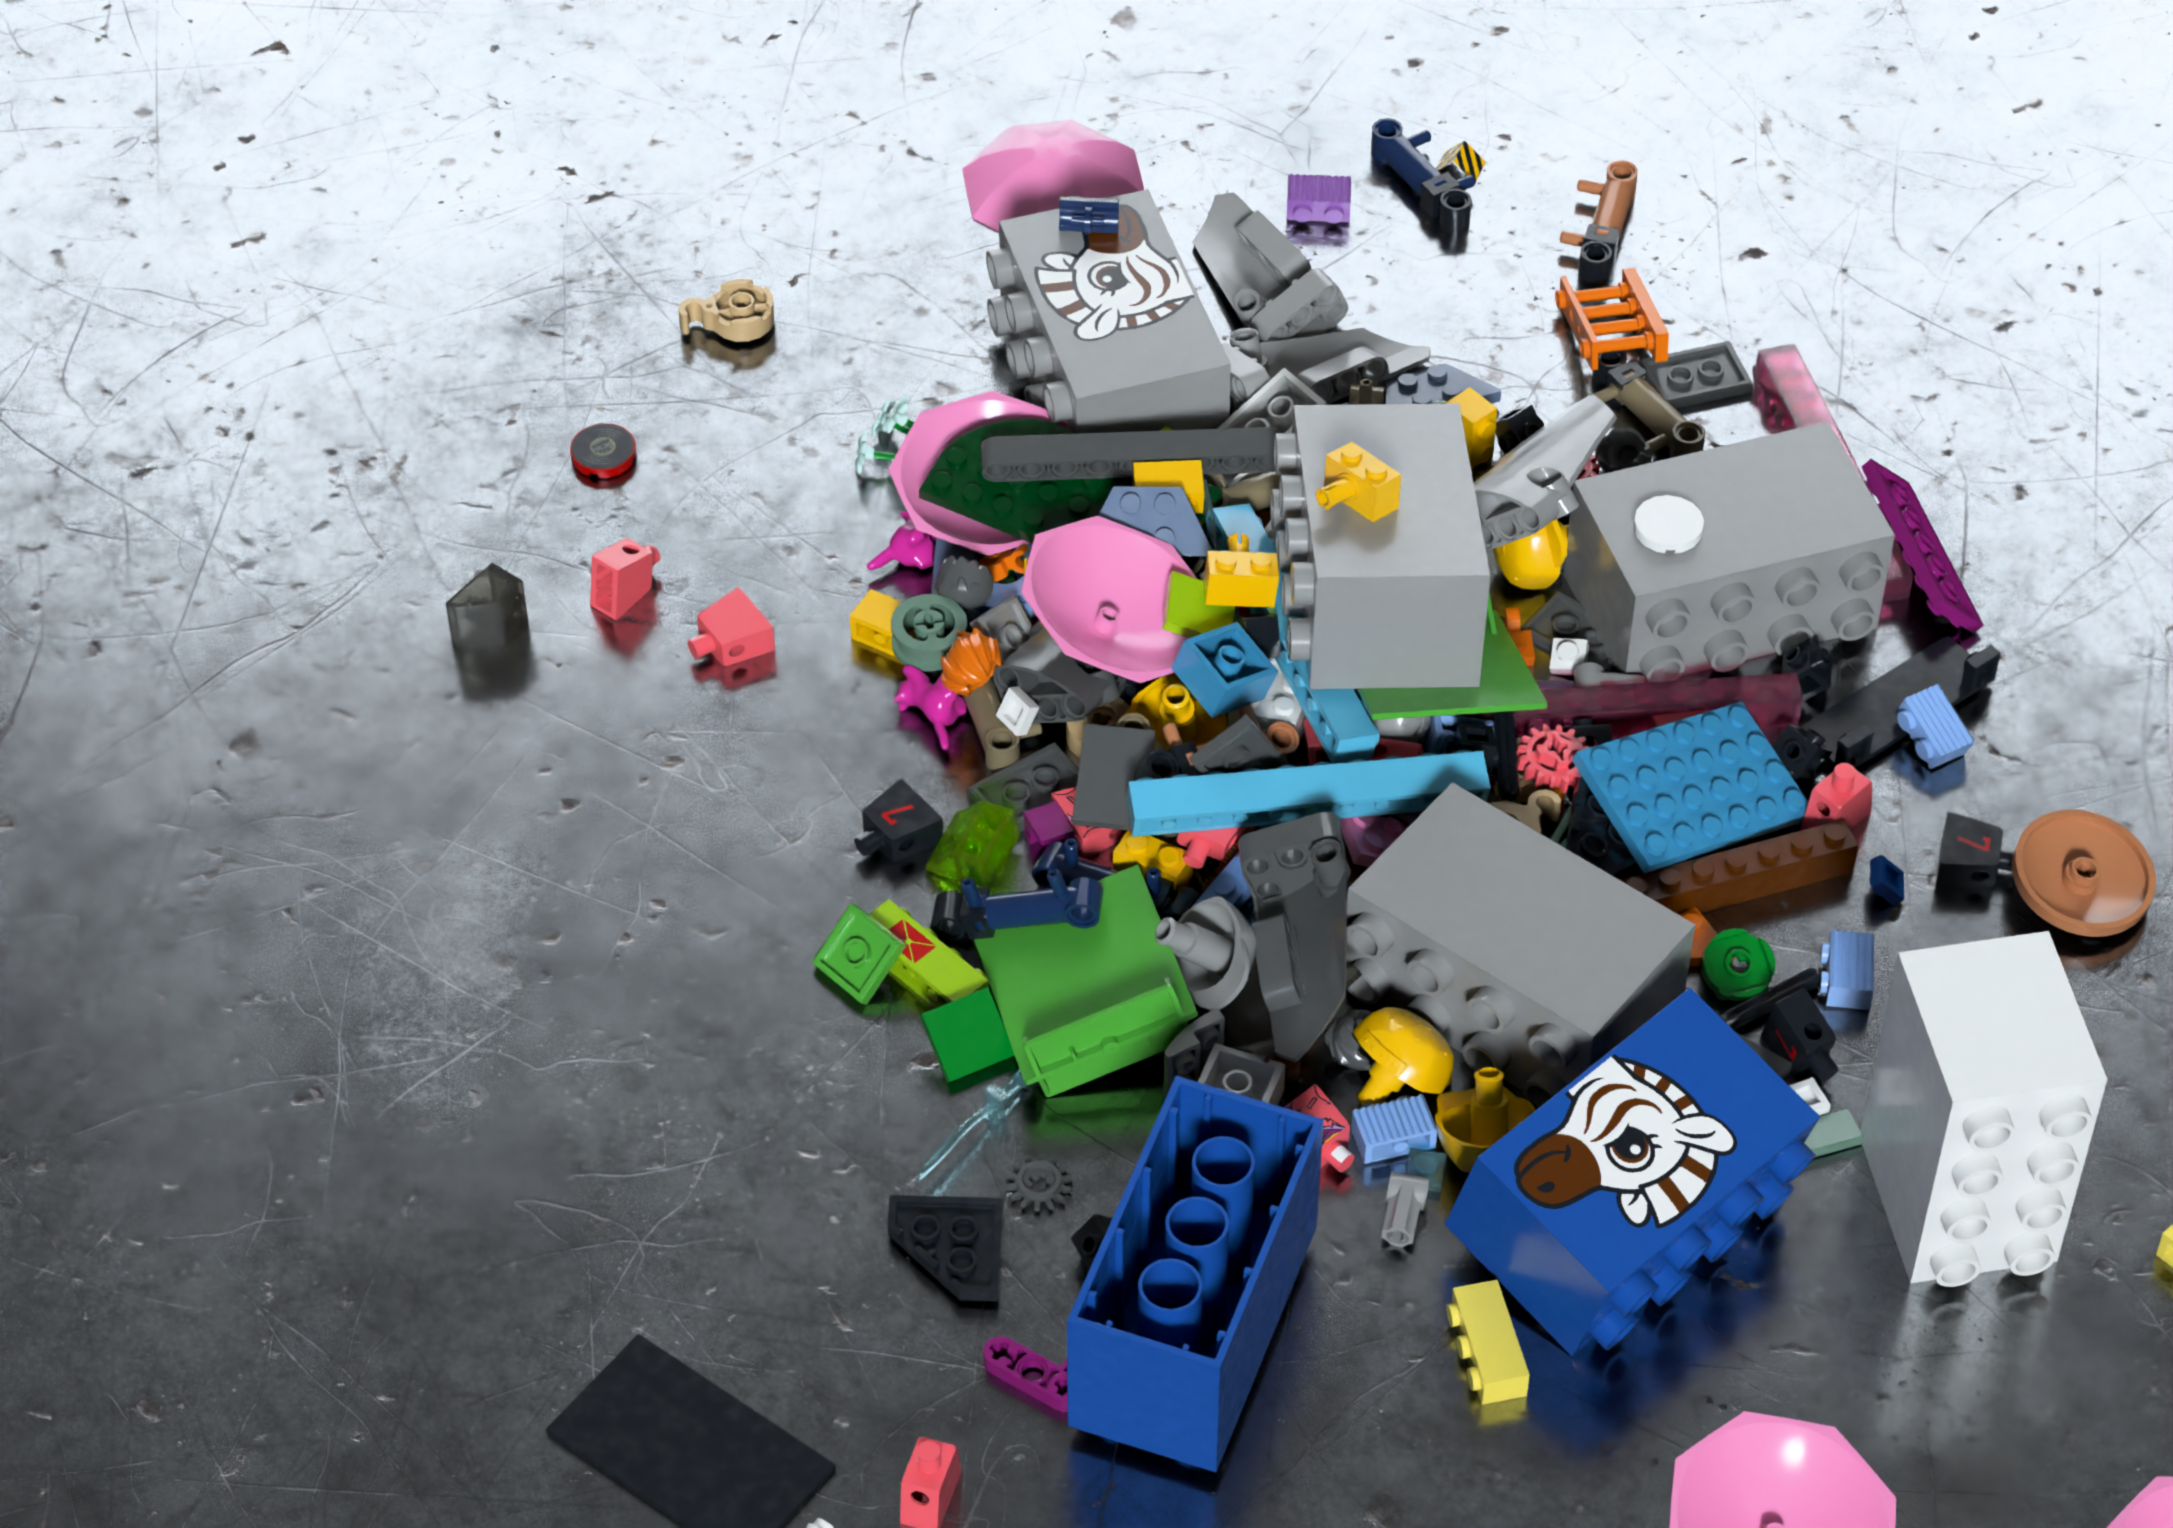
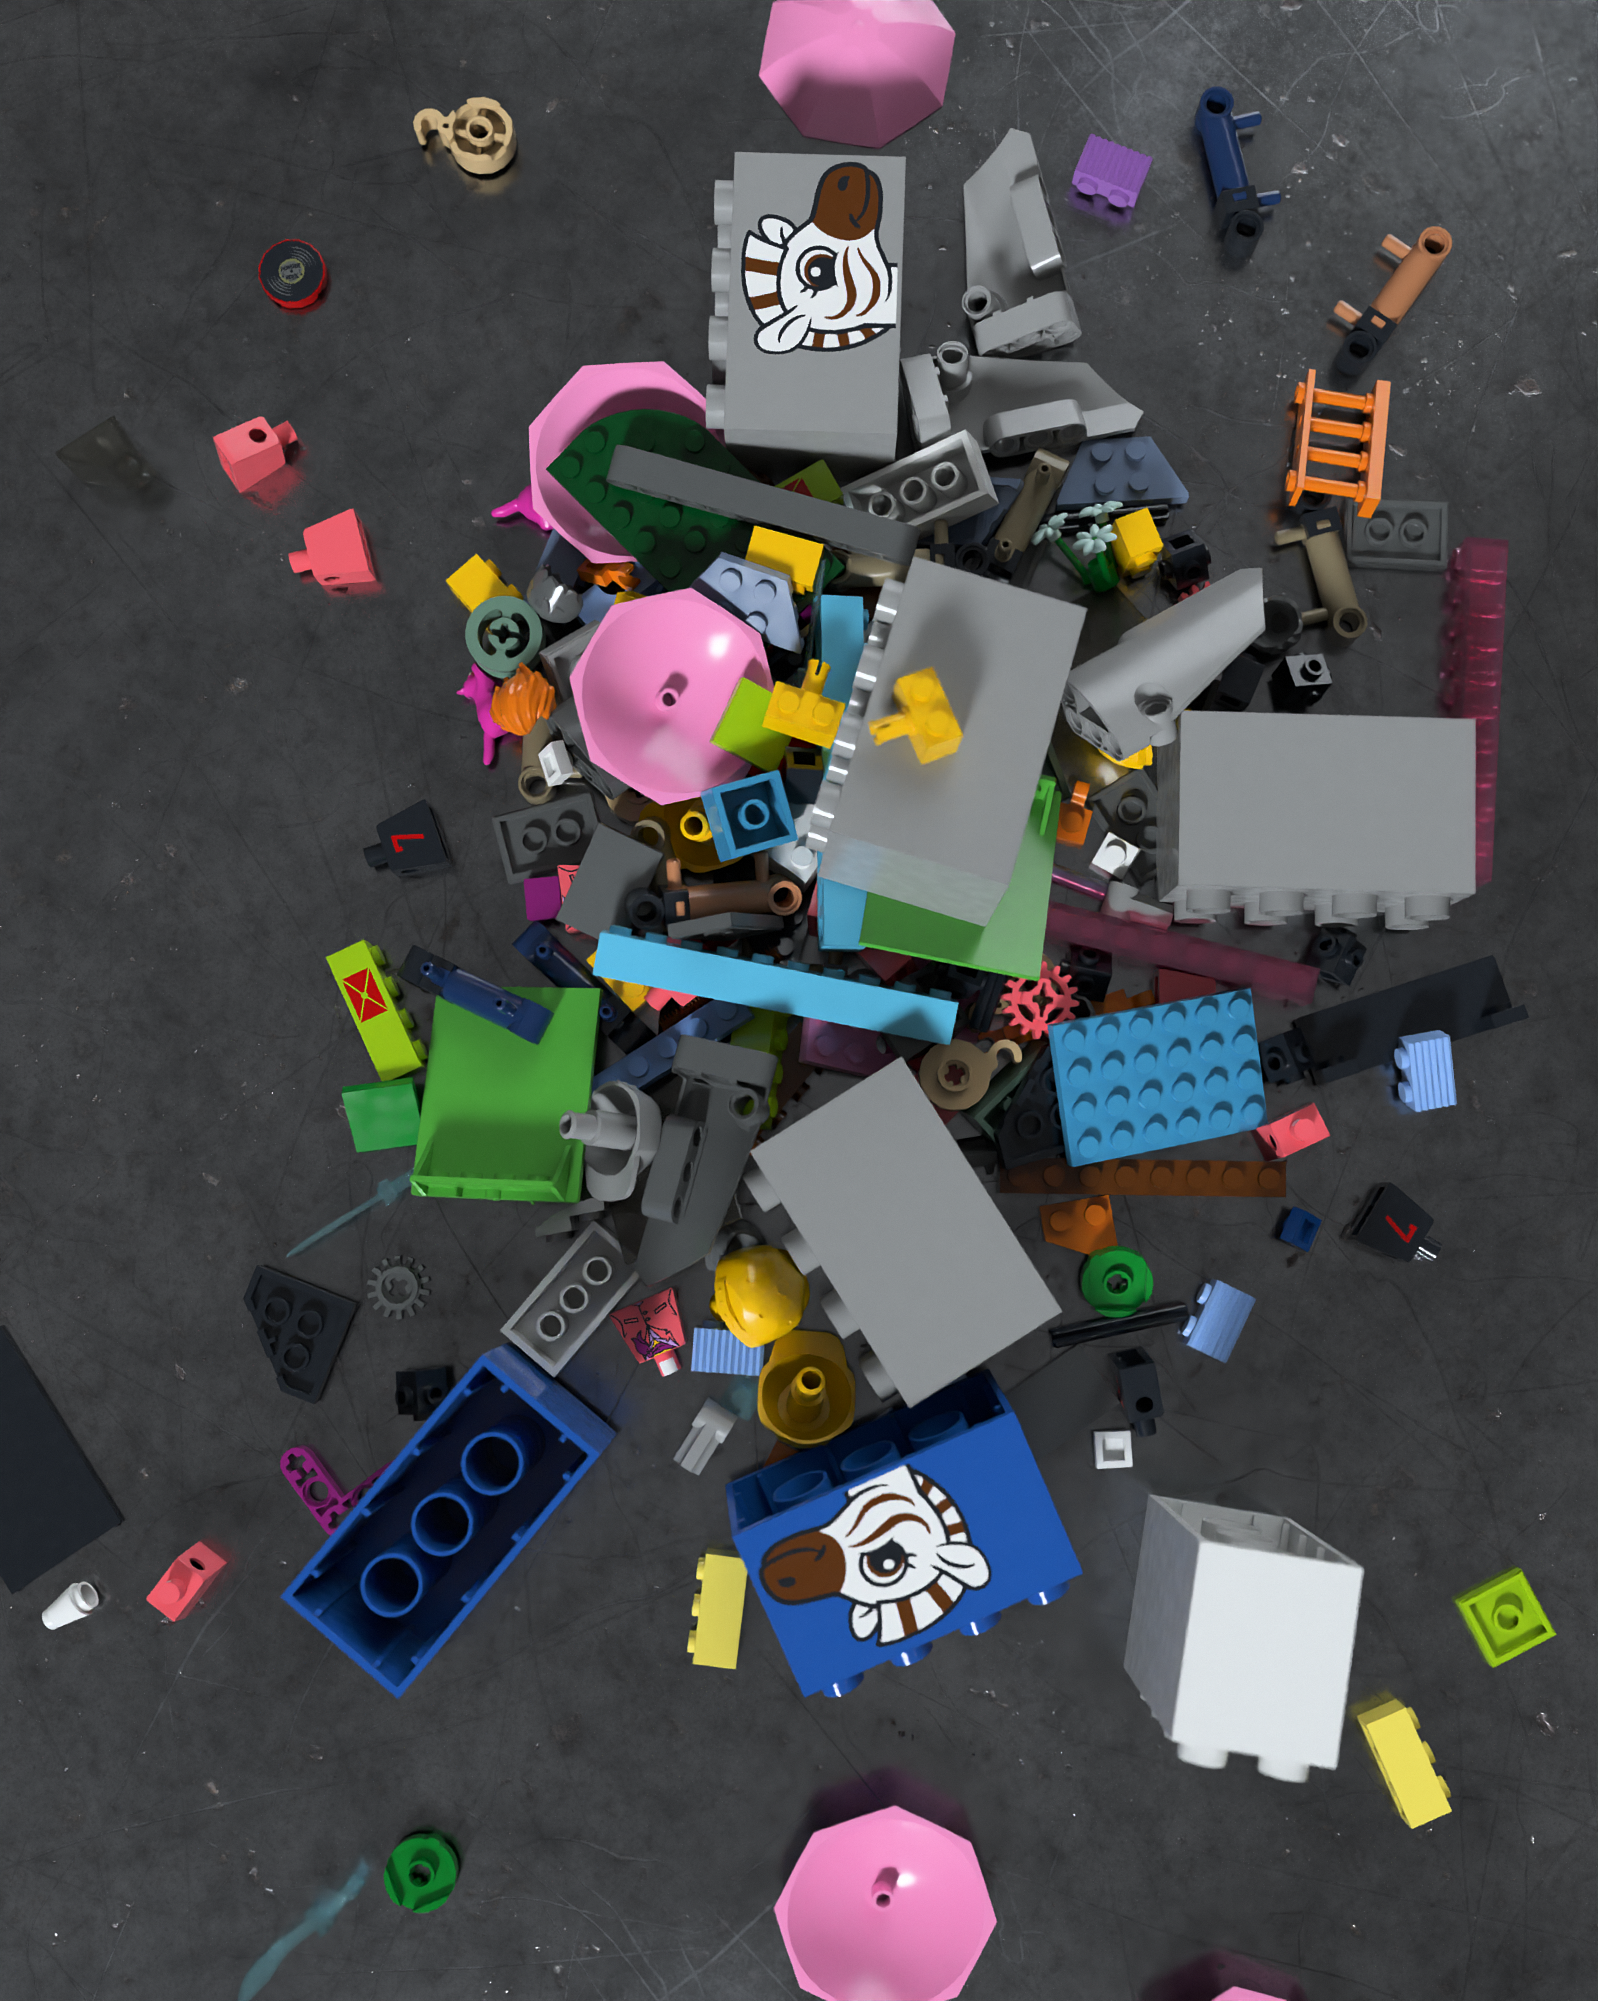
camera: 25 degrees right, 35 degrees up
(858, 953) = (318, 988): bright green tile -> none
(886, 422) = (569, 349): light aqua plant -> none
(976, 844) = (469, 895): clear neon green slope -> none
(1089, 214) = (823, 182): dark blue hips -> none
(1464, 157) = (1282, 160): sticker -> none
(1668, 524) = (1250, 806): white tile -> none
(1834, 1133) = (1112, 1486): sand green tile -> none
(1921, 547) = (1516, 843): magenta plate -> none
(2083, 873) = (1487, 1294): nougat dish -> none

